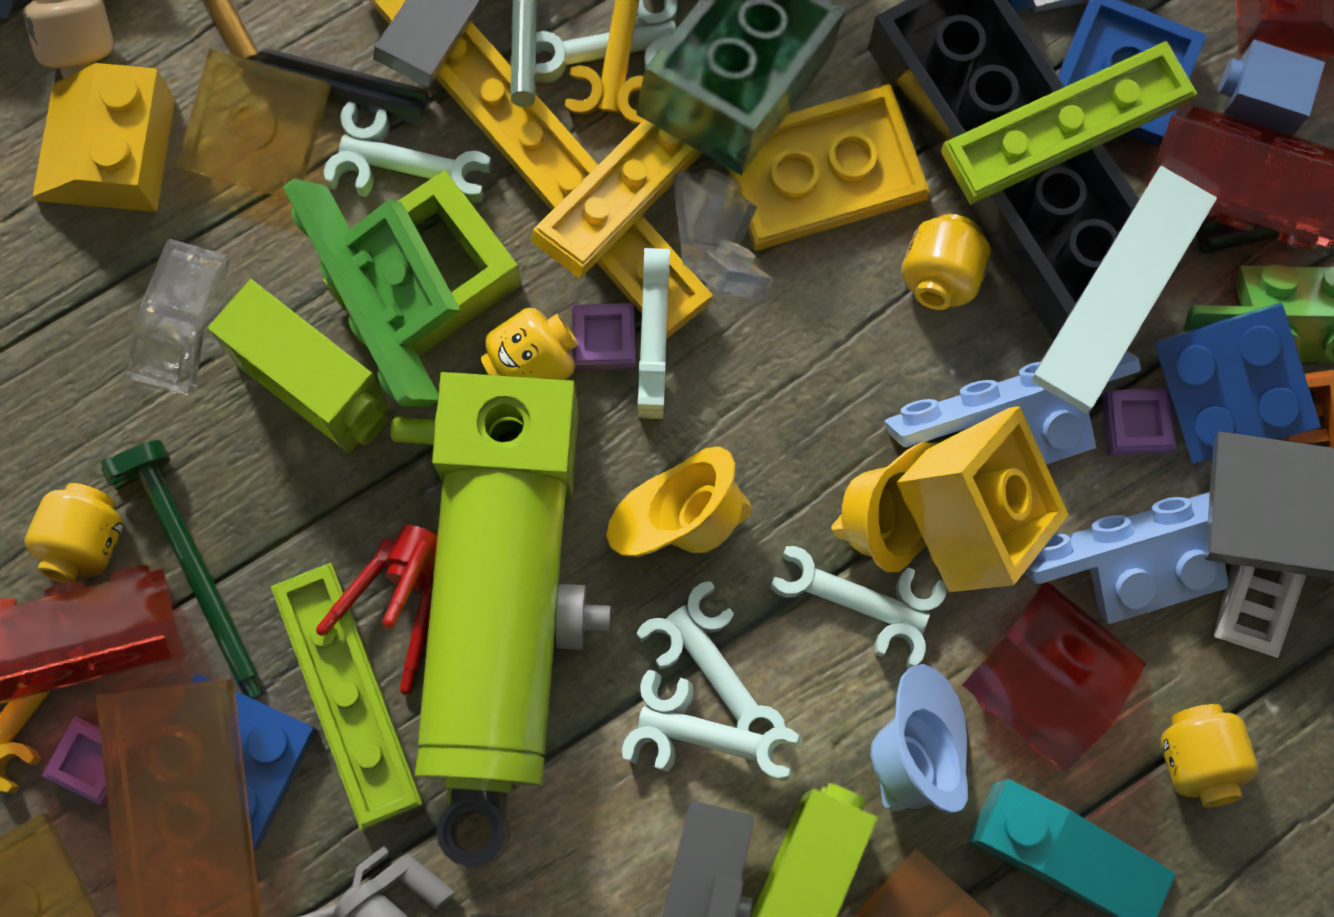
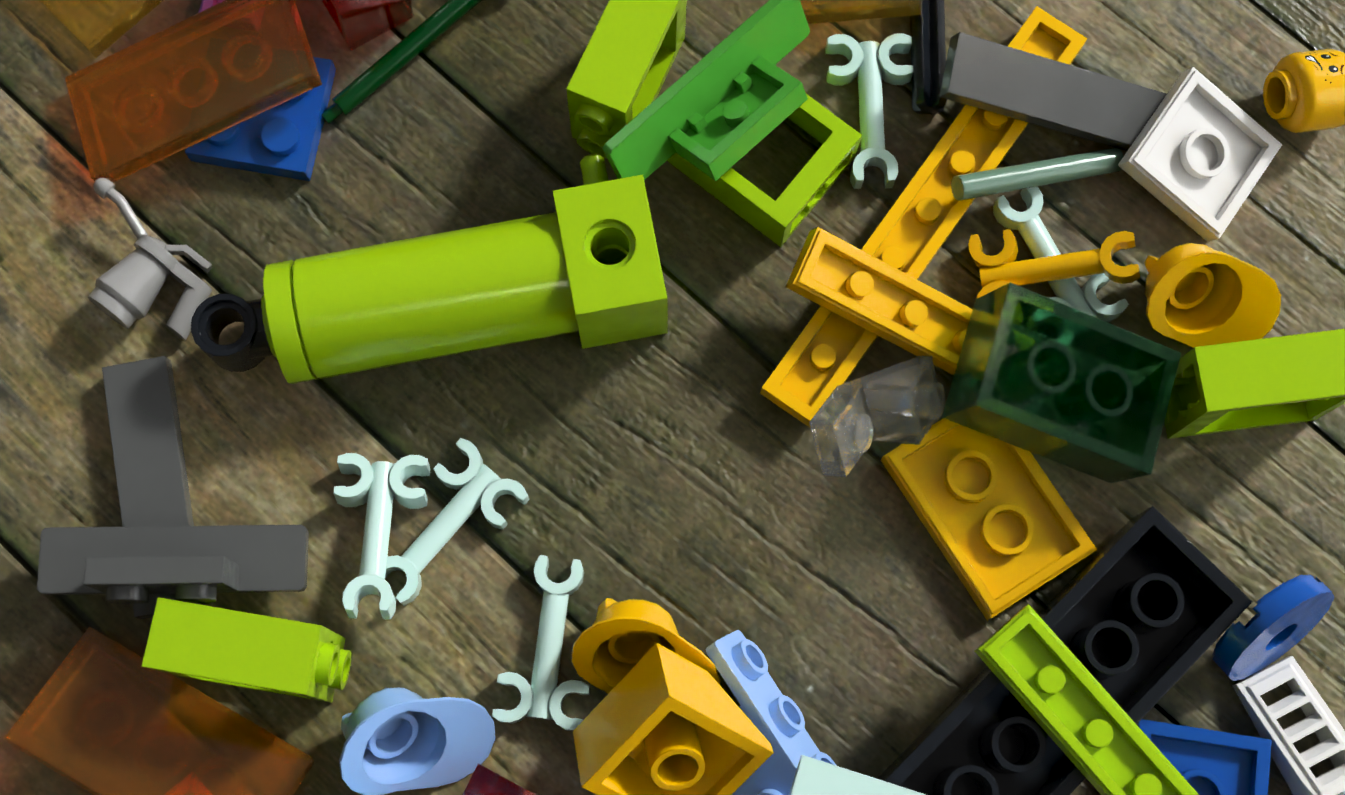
camera: 75 degrees right, 0 degrees up
(348, 699) = (346, 193): lime tile -> none
(410, 568) = (469, 211): red plant -> none
(531, 347) = (705, 267): yellow head -> none
(576, 617) = (460, 376): light grey tile -> none
(604, 336) = (747, 335): medium lavender tile -> none
(653, 333) = (711, 386): light aqua bar -> none
(684, 507) = (590, 447): yellow piece -> none
(946, 260) = (918, 650): yellow head -> none

